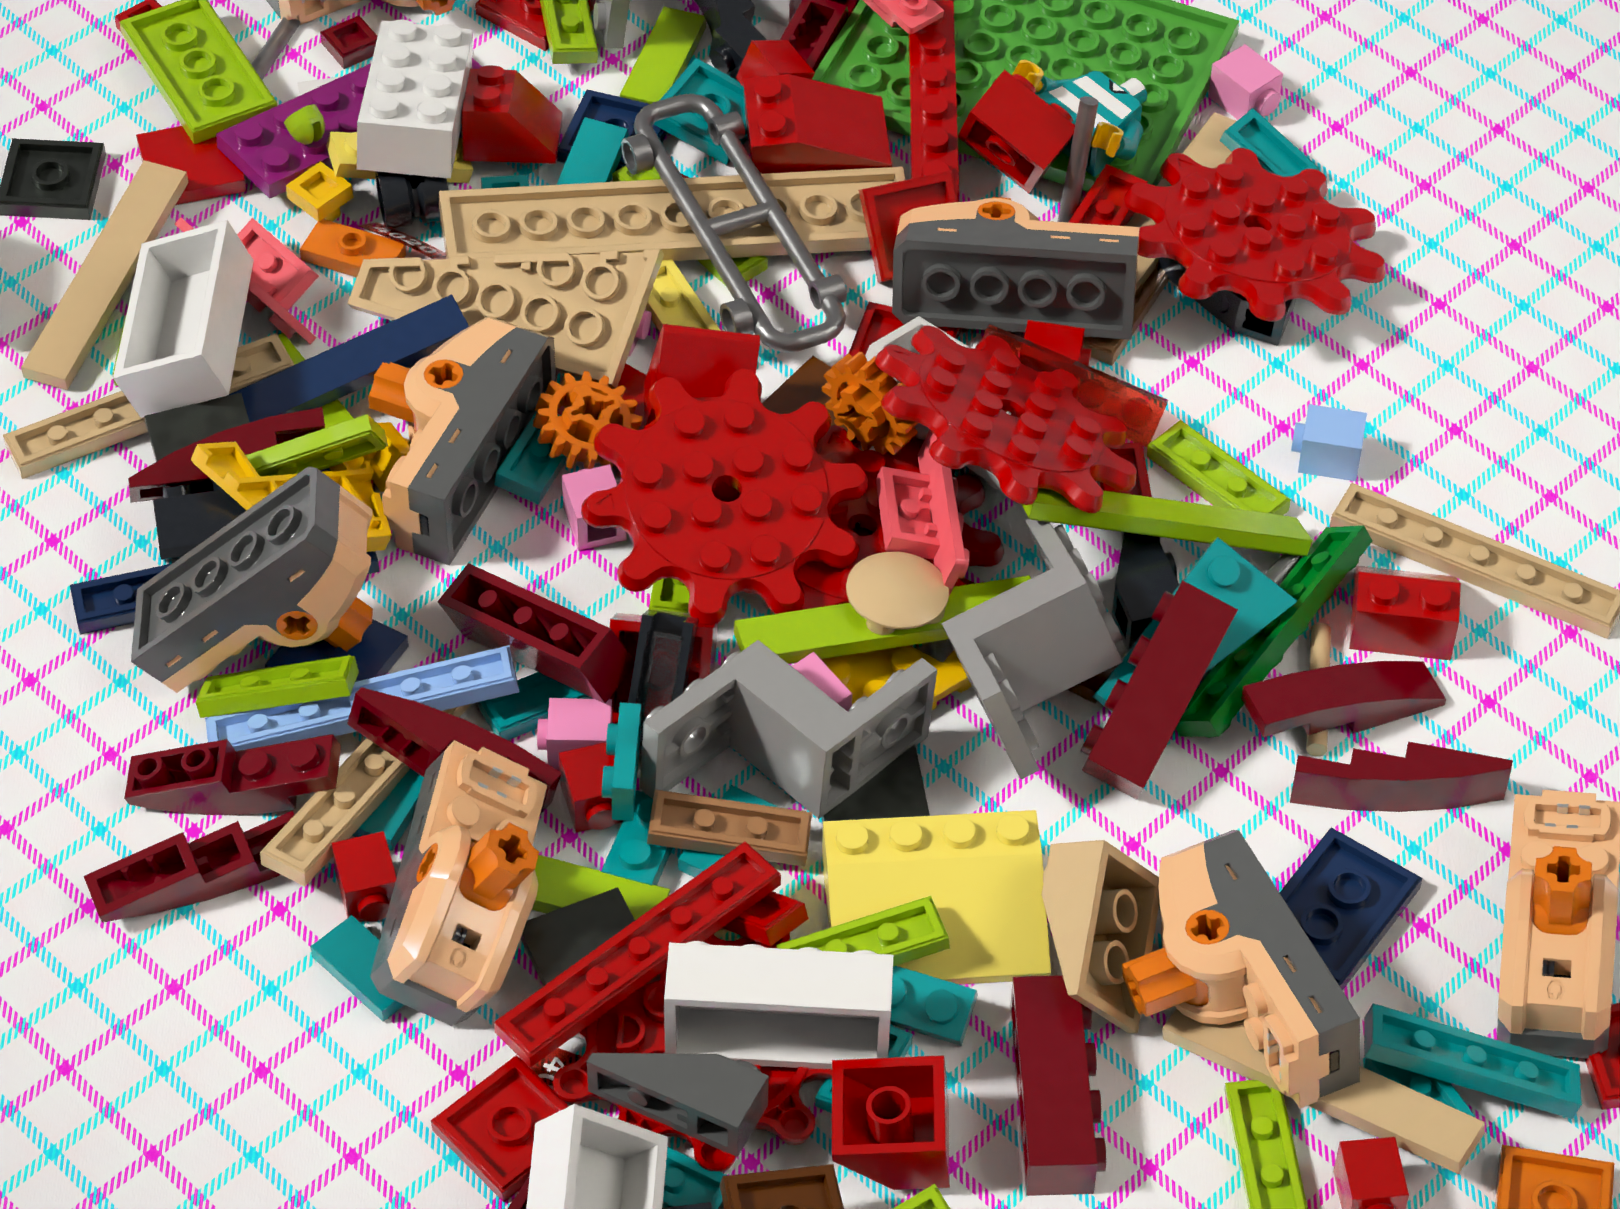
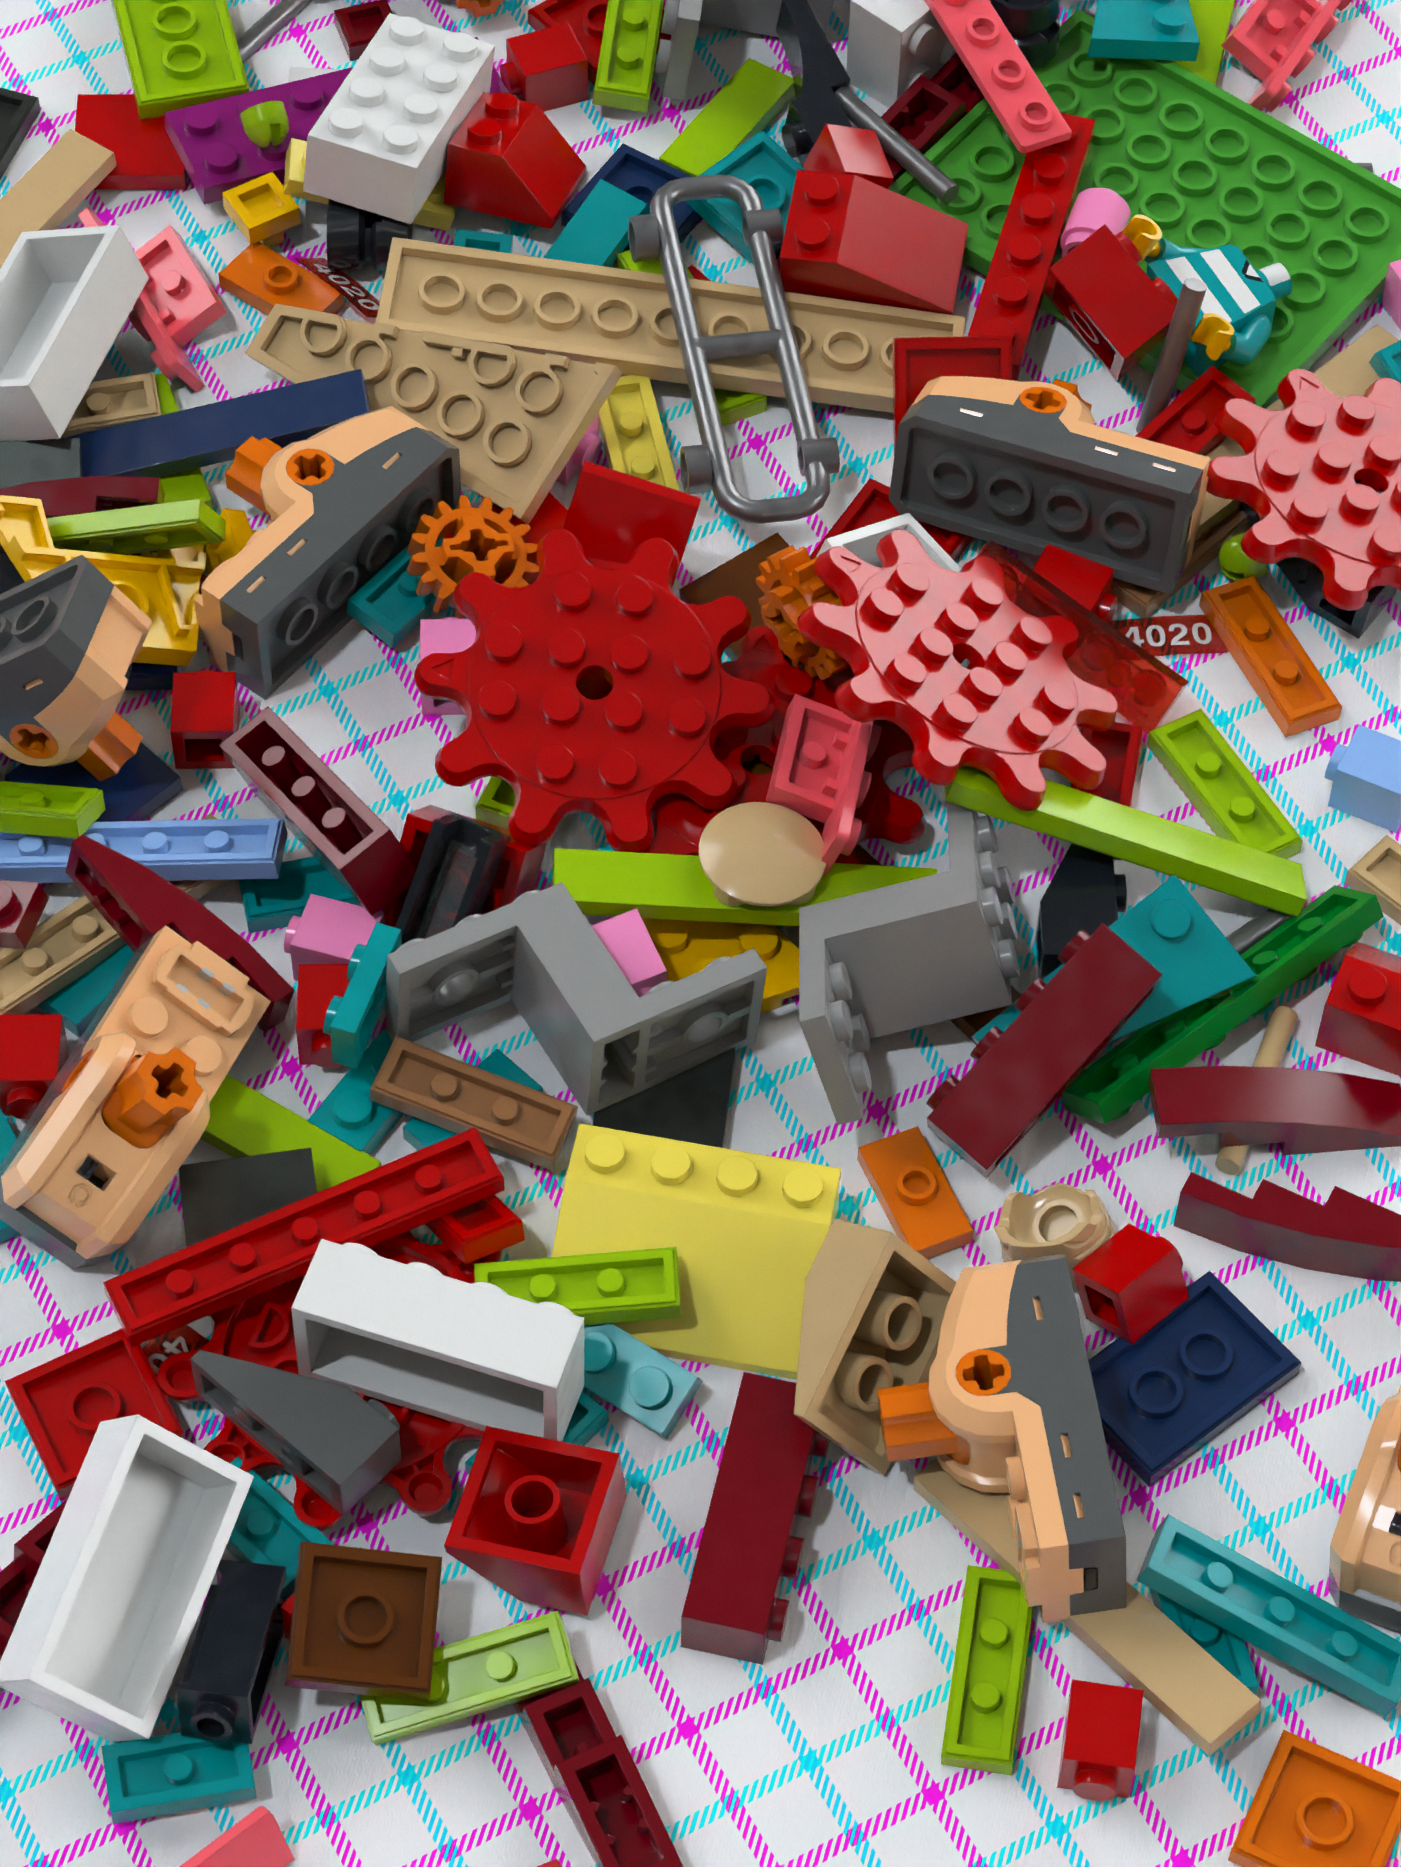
camera: 15 degrees right, 5 degrees up
(412, 588) = (203, 717): none -> red brick
(509, 41) = (546, 68): none -> red brick
(809, 50) = (898, 147): none -> flat silver bar
(977, 73) = (1090, 212): none -> bright pink brick
(1086, 816) = (915, 1193): none -> orange plate
(1144, 369) = (1172, 634): none -> clear red sticker
(1172, 304) = (1236, 563): none -> lime hinge
(1205, 815) = (1053, 1223): none -> tan hair
(1217, 371) = (1270, 656): none -> orange tile
(1284, 843) = (1131, 1282): none -> red brick

